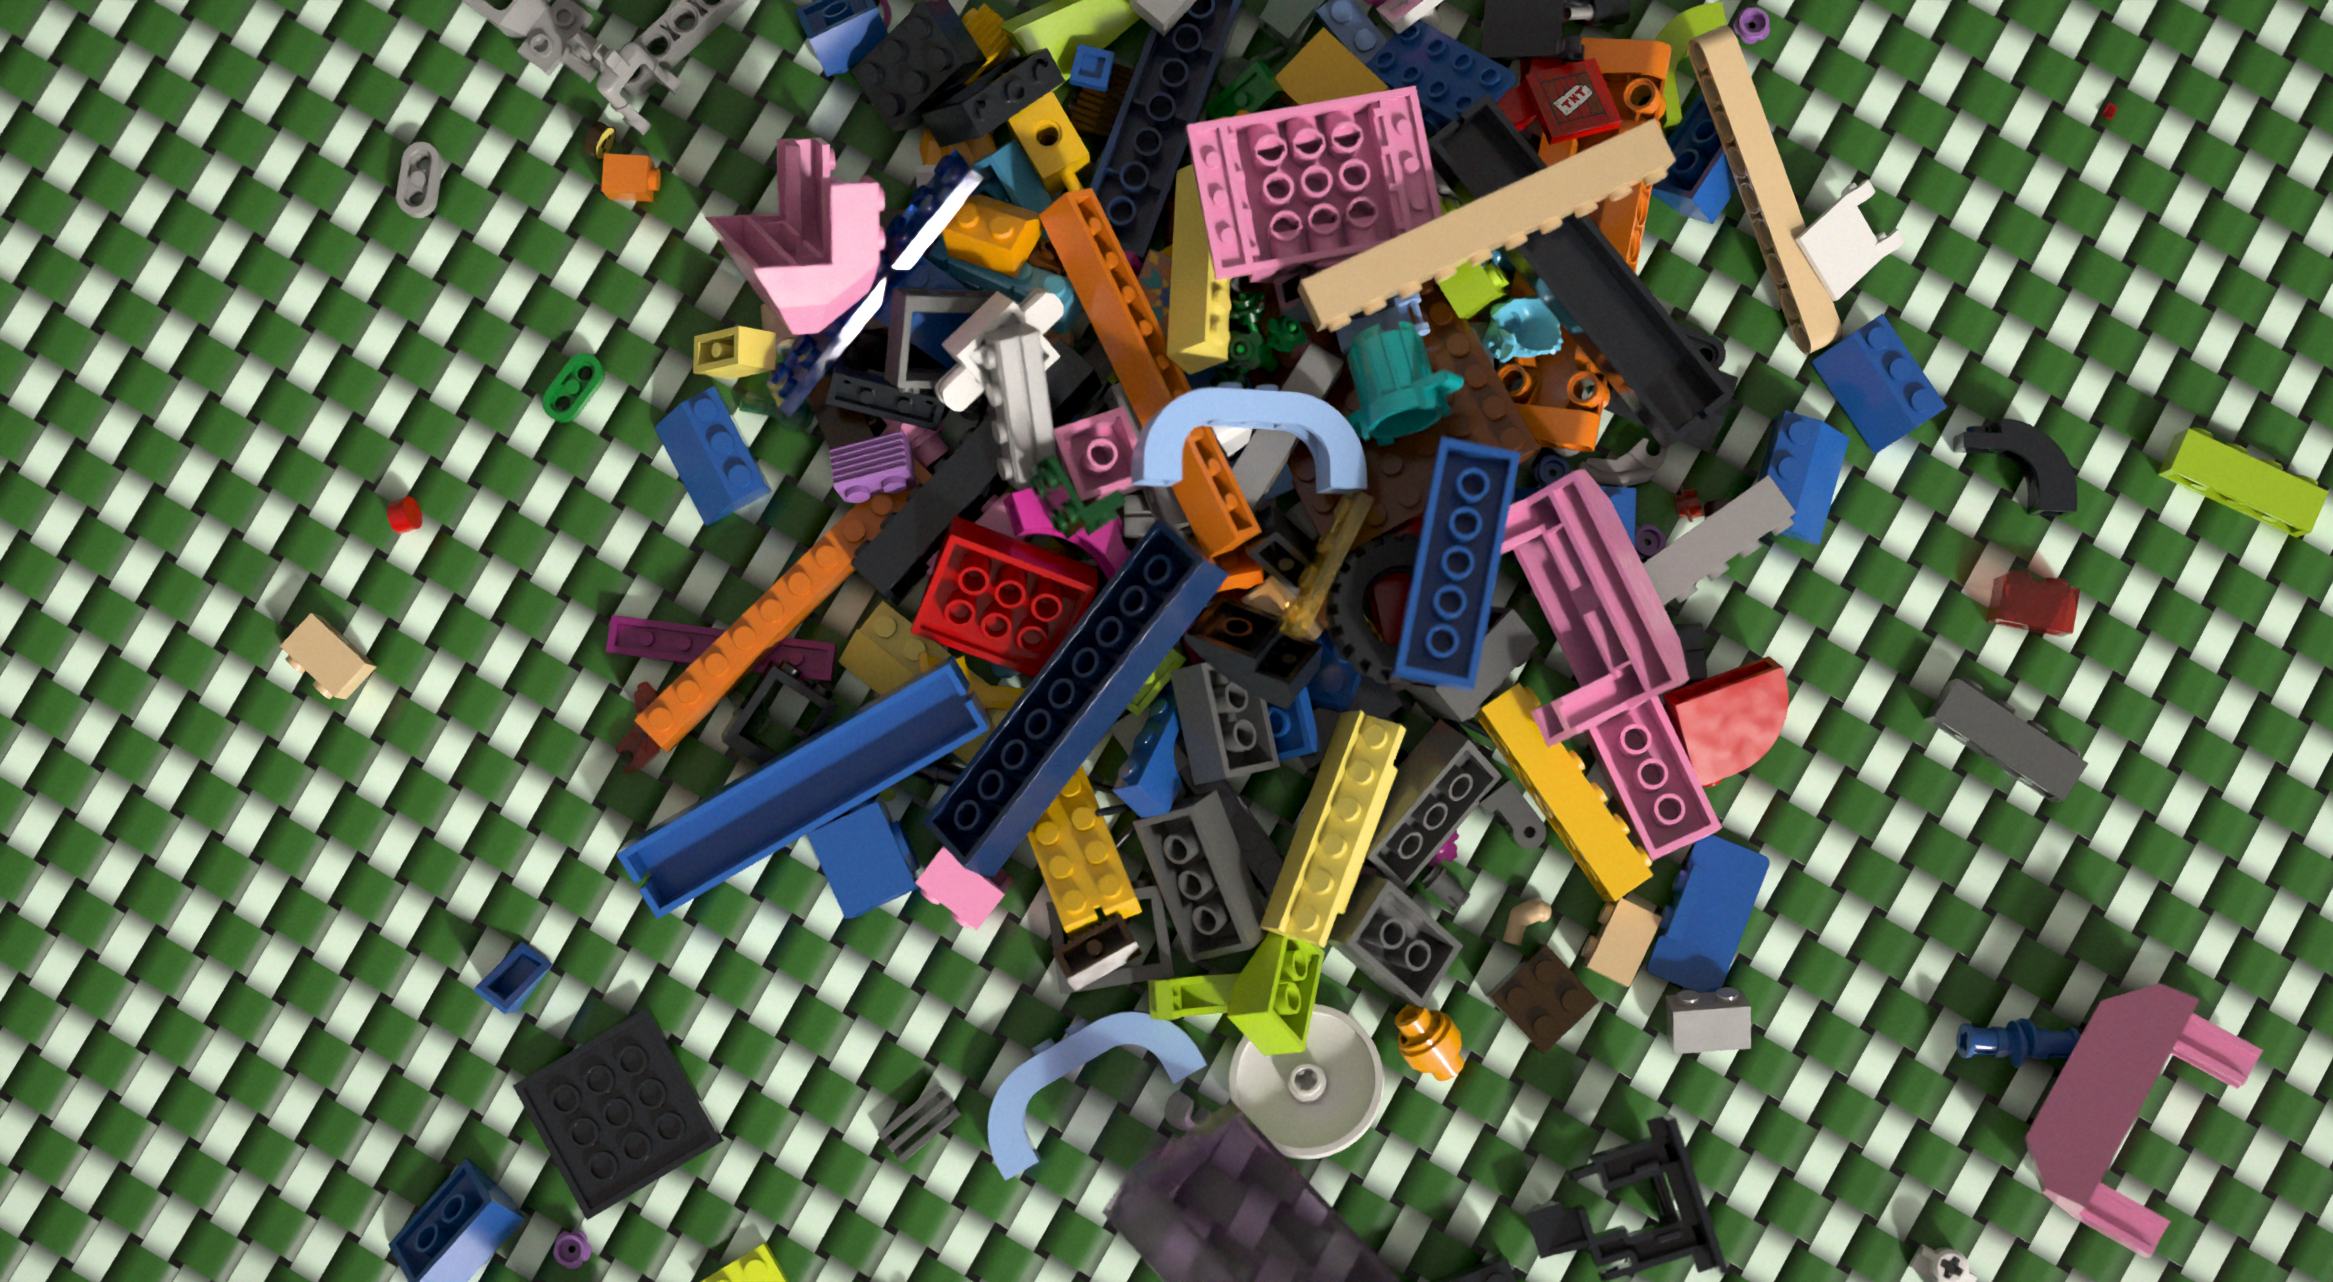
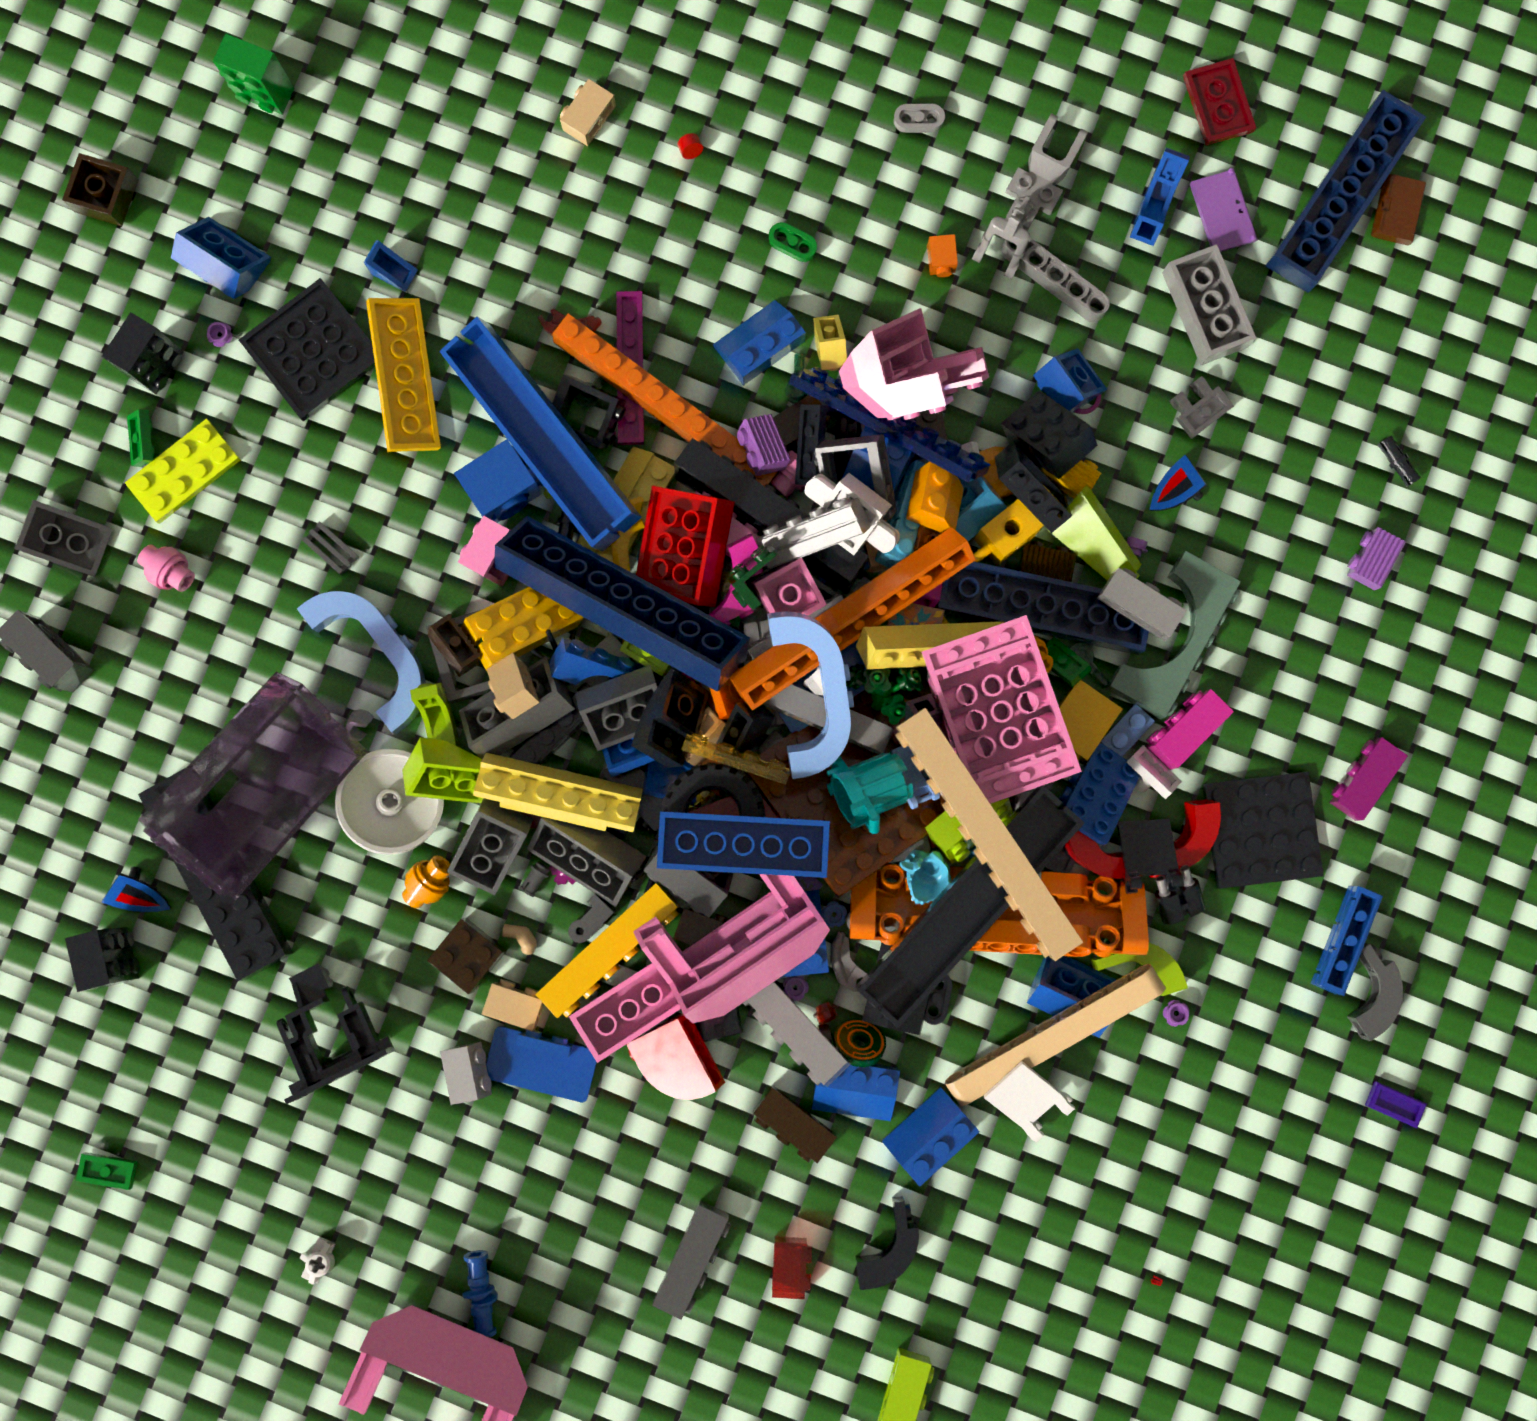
camera: 75 degrees right, 0 degrees up
(189, 1141) = (253, 74): none -> green brick
(599, 140) = (964, 231): dark brown tile -> none
(679, 980) = (403, 374): none -> yellow plate
(1092, 68) = (1066, 552): blue plate -> none
(1172, 873) = (512, 686): none -> tan brick
(1548, 668) = (696, 926): none -> dark brown brick
(1572, 101) = (1095, 888): red tile -> none
(1728, 445) = (859, 1030): none -> dark green tile
(1838, 571) = (794, 1125): none -> dark brown brick

